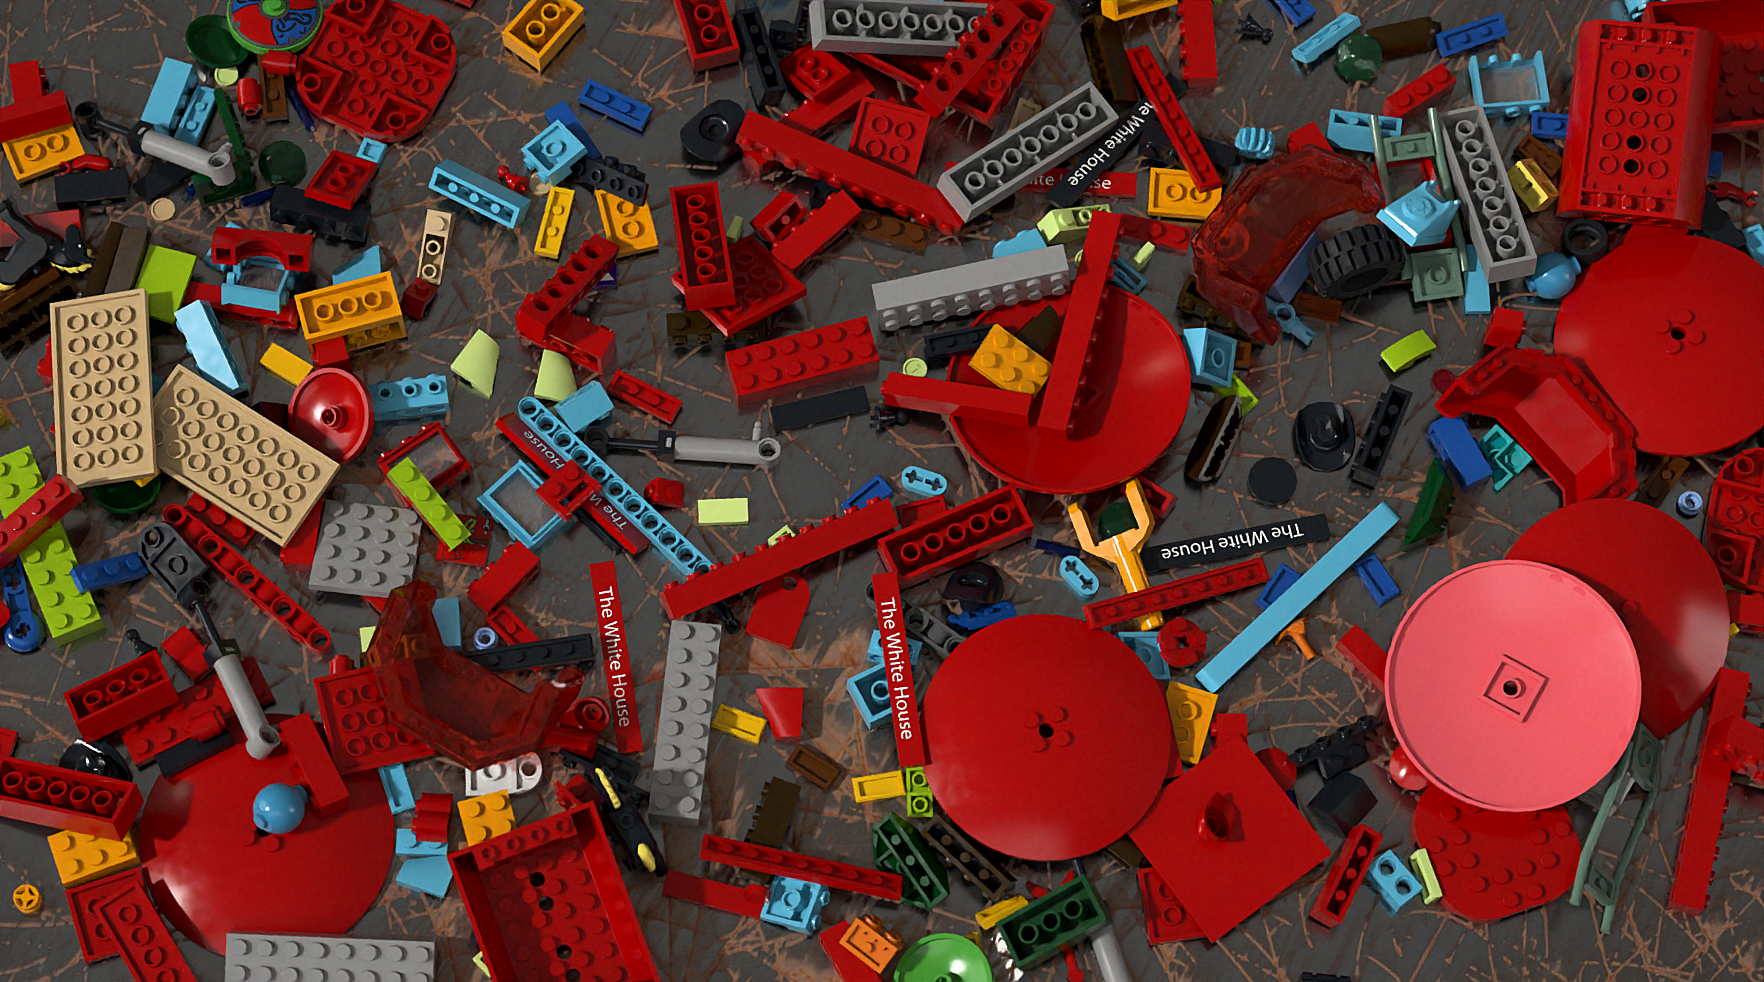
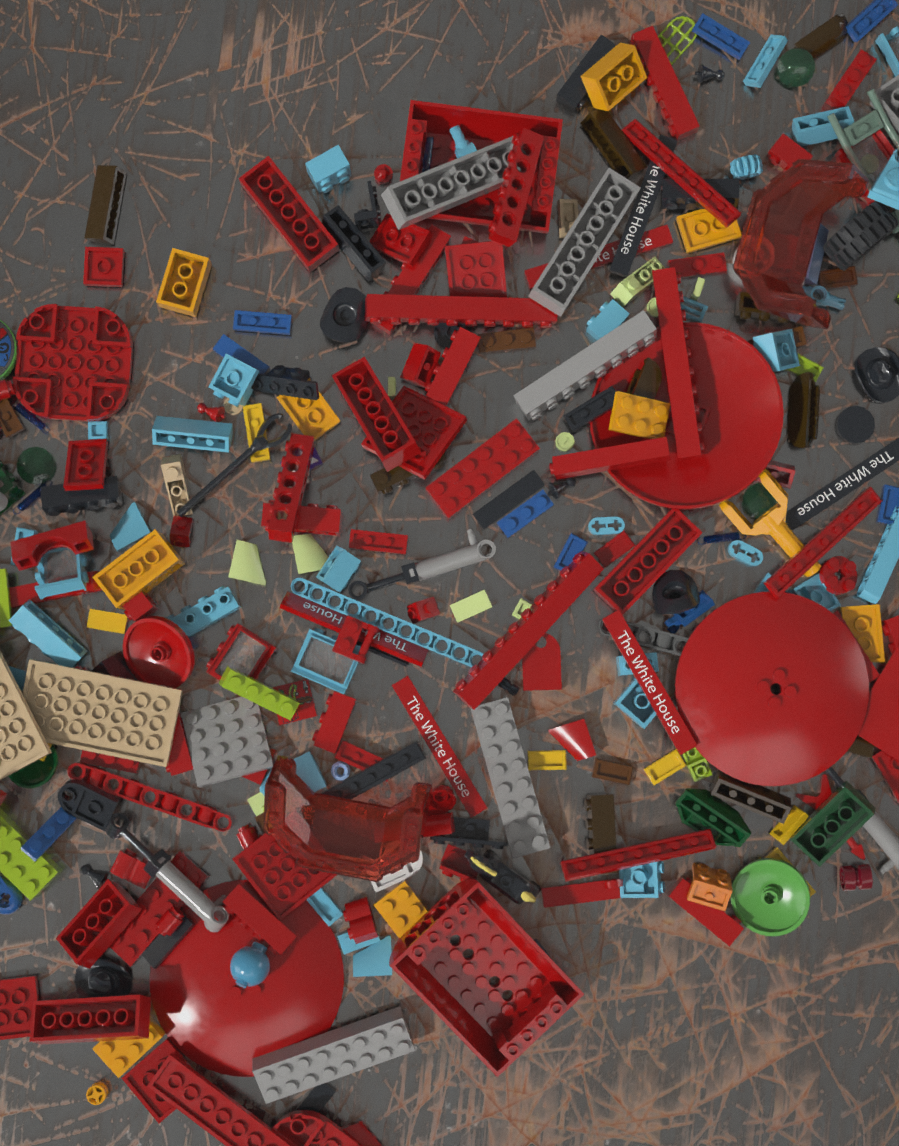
camera: 20 degrees left, 15 degrees up
(551, 232) = (258, 444): none -> black piece
(832, 432) = (525, 513): none -> blue plate

